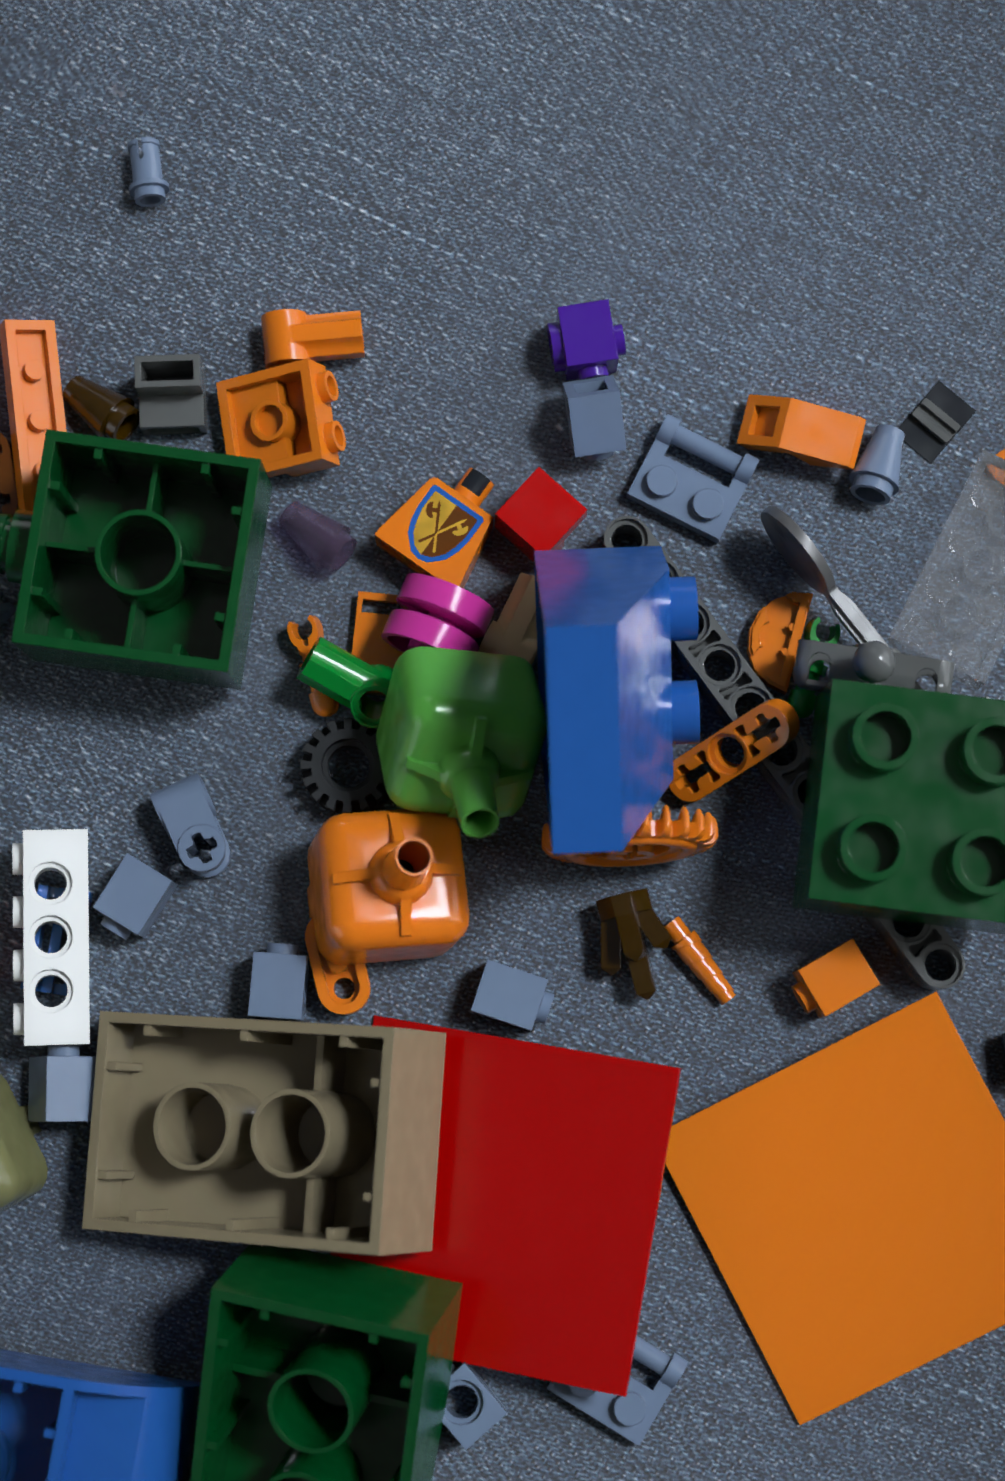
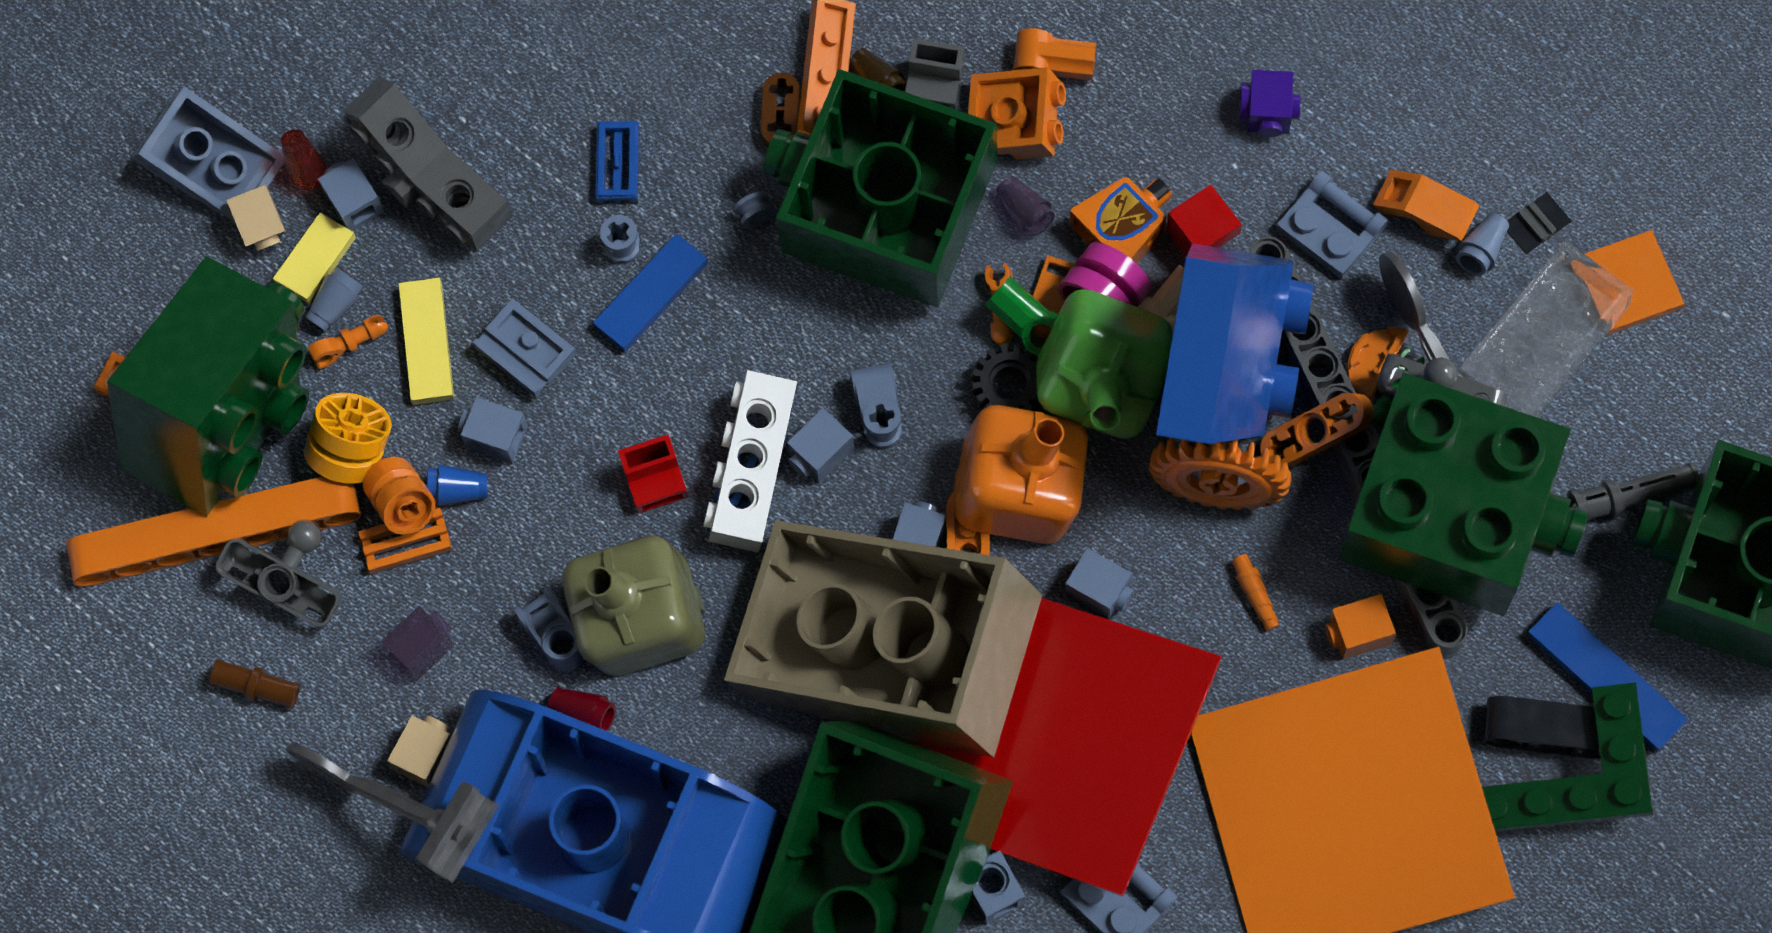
camera: 20 degrees right, 10 degrees down
(61, 1085) = (730, 575): sand blue brick -> none
(594, 417) = (1263, 160): sand blue brick -> none
(623, 925) = (1201, 547): dark brown rock -> none

